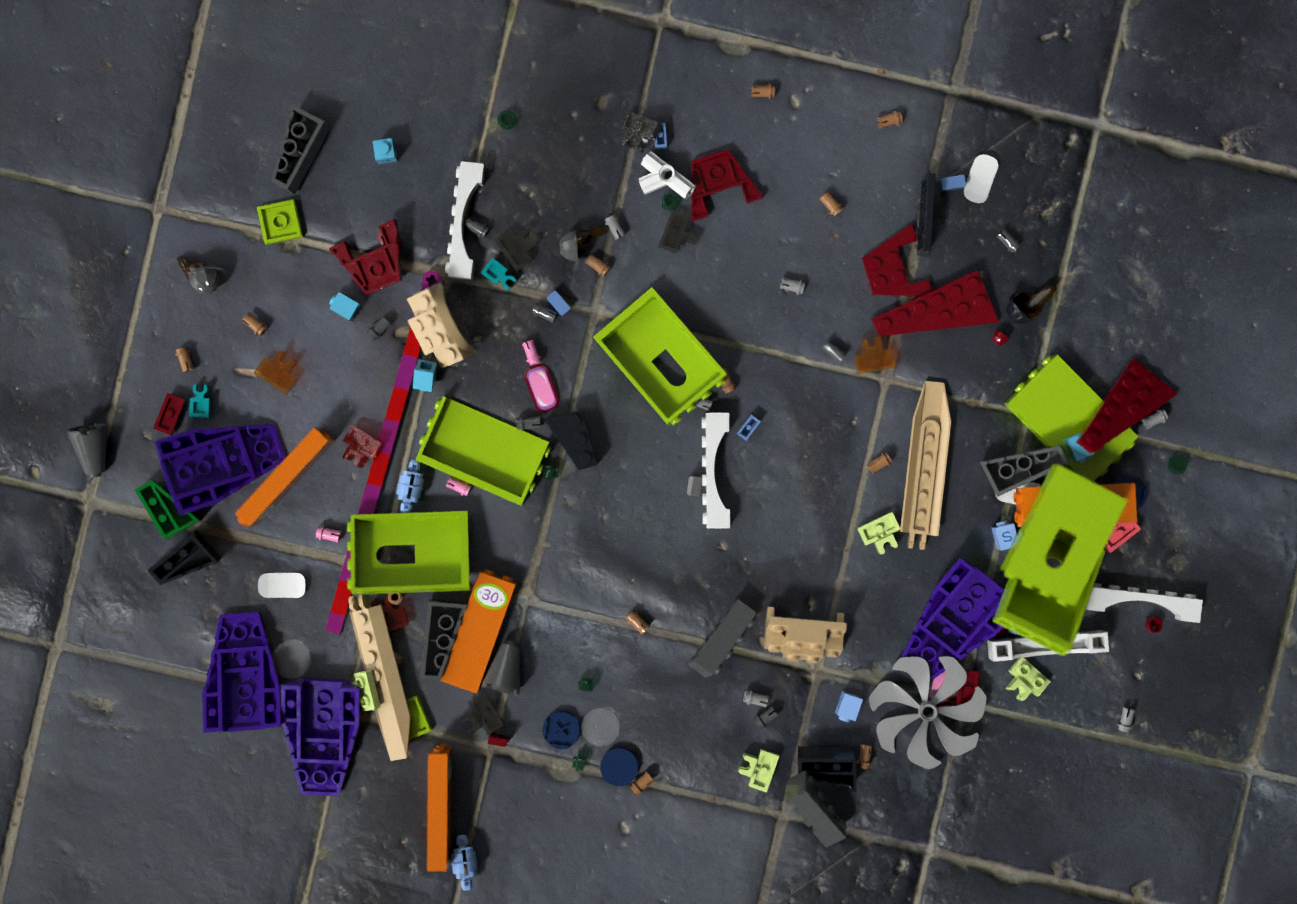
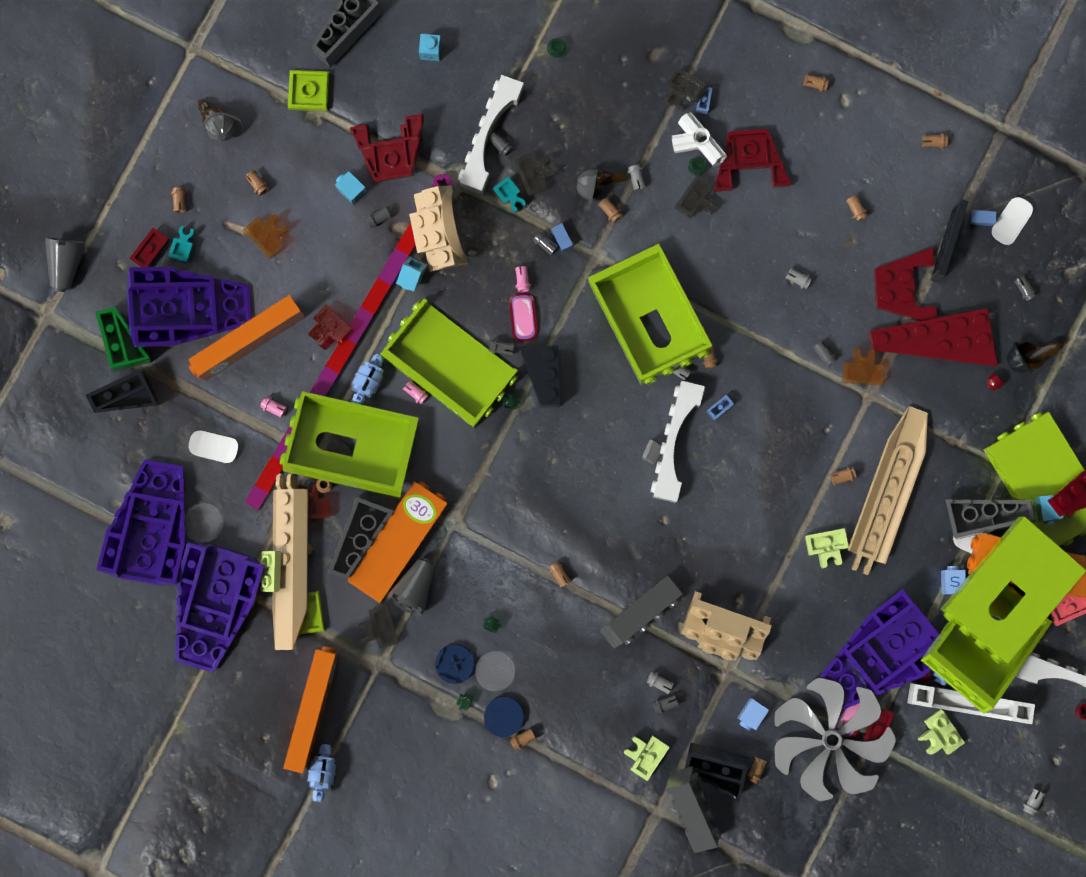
camera: 15 degrees right, 5 degrees down
(498, 740) = (388, 657): dark red tile -> none

